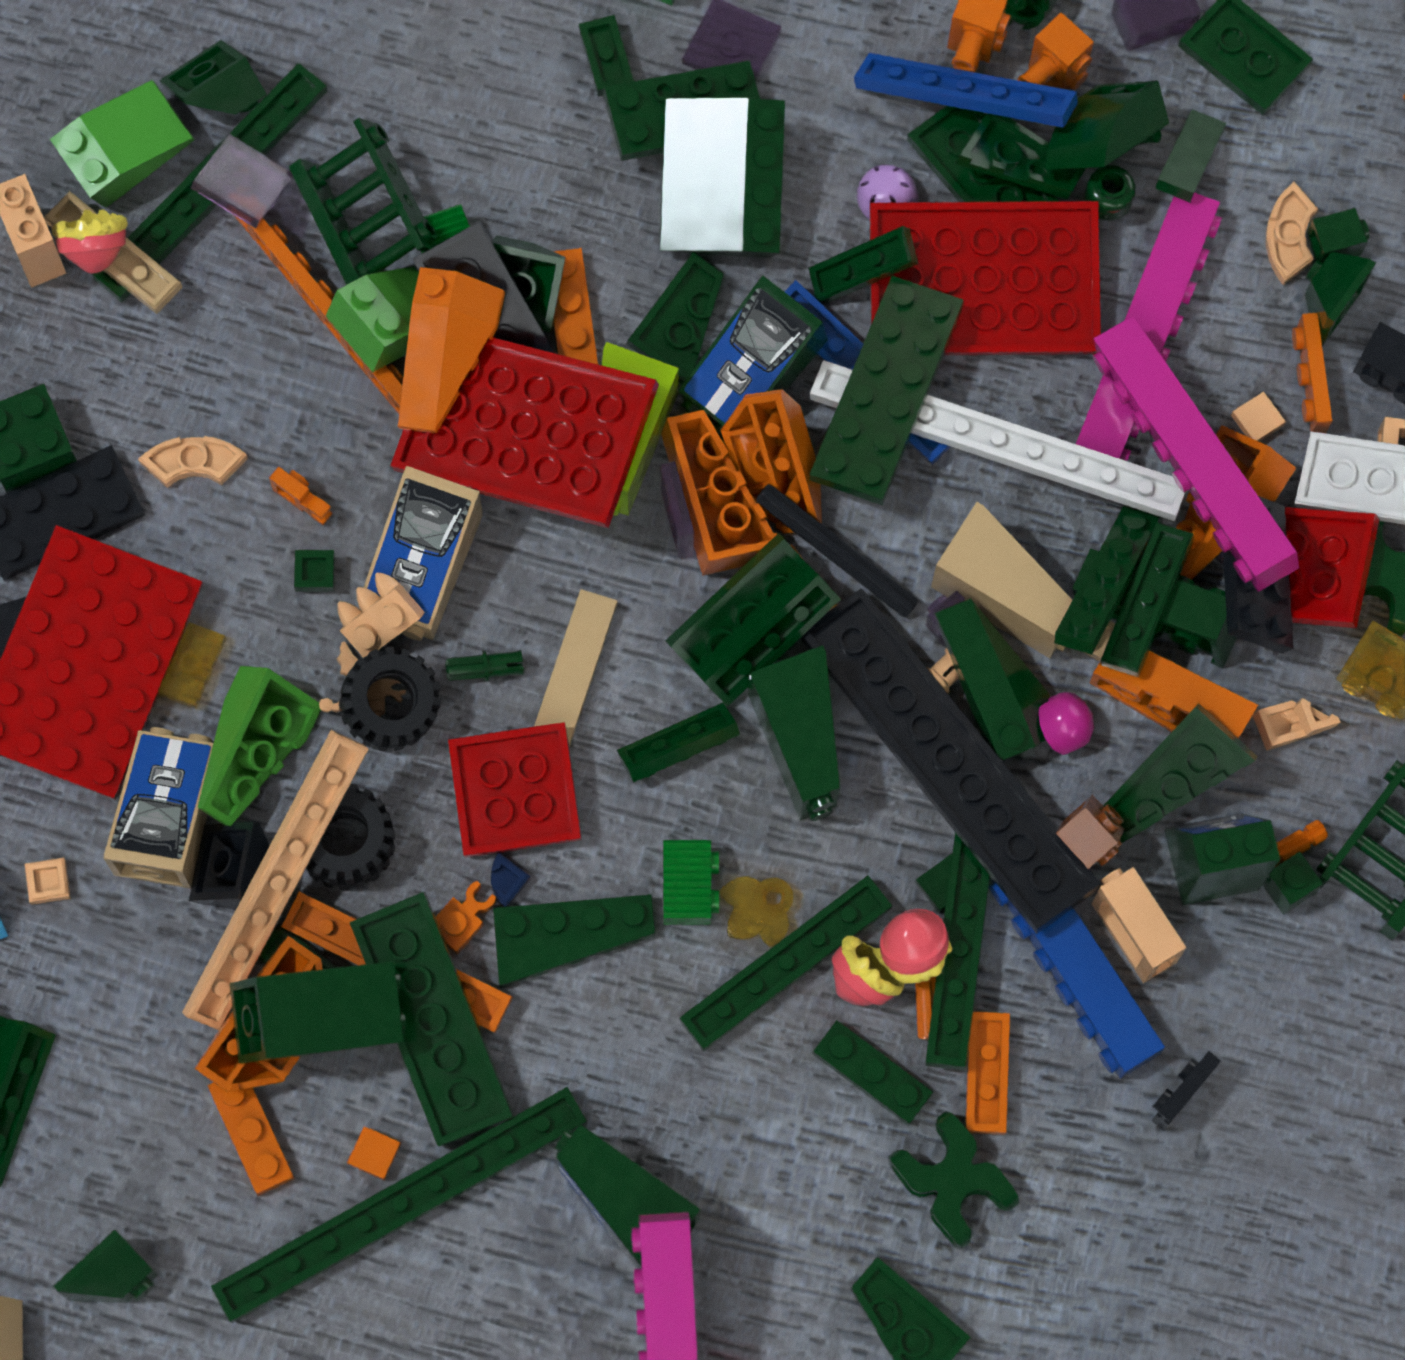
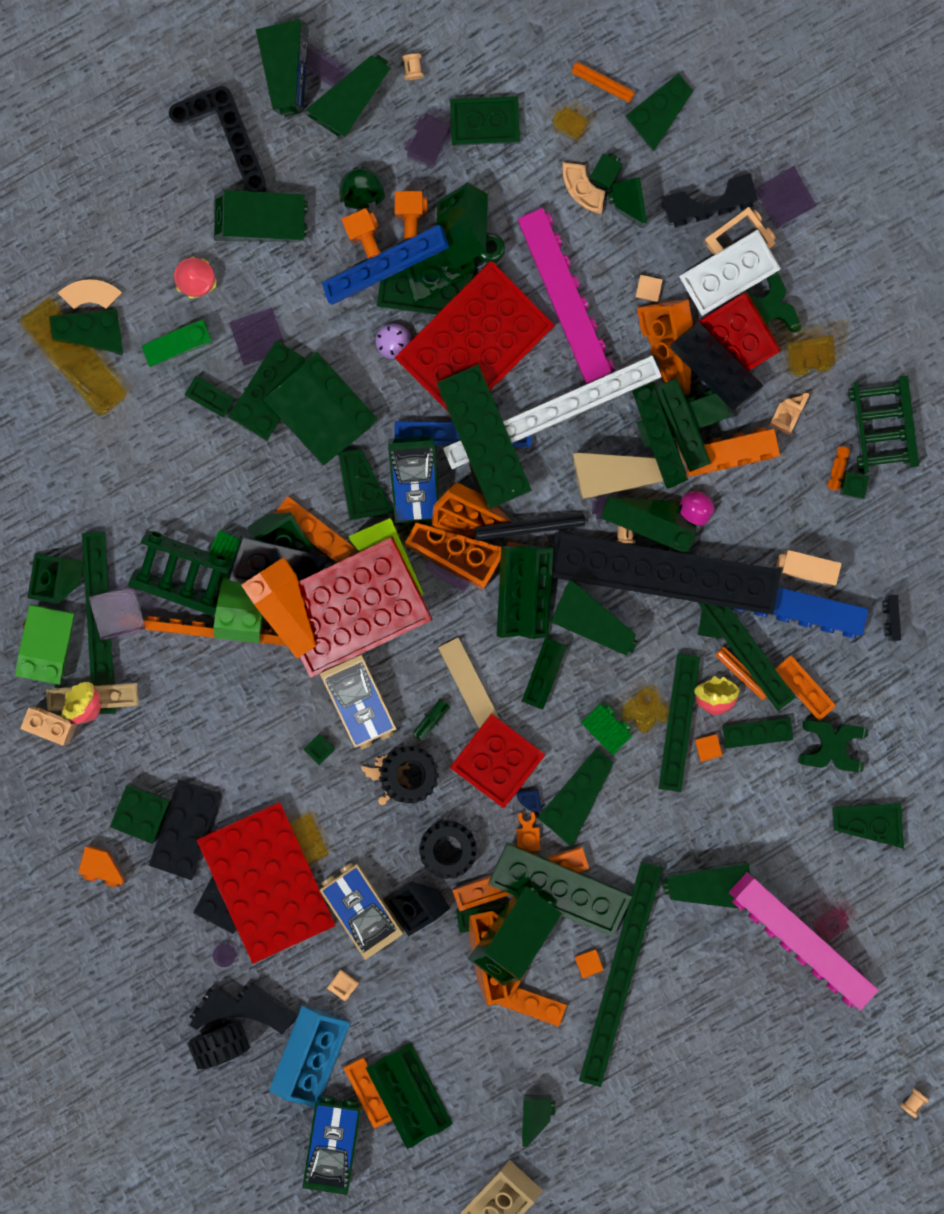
camera: 45 degrees left, 15 degrees up
(193, 457) = (216, 749): light nougat tile -> none
(255, 733) = (366, 842): bright green wedge -> none
(276, 878) = (441, 897): light nougat tile -> none
(295, 490) = (274, 722): orange plate -> none
(380, 616) = (370, 745): light nougat plate -> none
(792, 1031) = (708, 747): none -> orange tile
(863, 265) = (418, 388): dark green tile -> none
(914, 946) = (727, 667): coral hair -> none
(1092, 832) = (754, 548): brick -> none
(1178, 770) = (765, 489): dark green wing -> none
(1190, 155) = (509, 196): dark green tile -> none
(1195, 454) = (644, 343): dark pink brick -> none
(1222, 856) = (814, 504): dark green slope -> none
(1312, 373) = (653, 246): orange plate -> none
(1346, 145) = (569, 123): none -> clear yellow brick

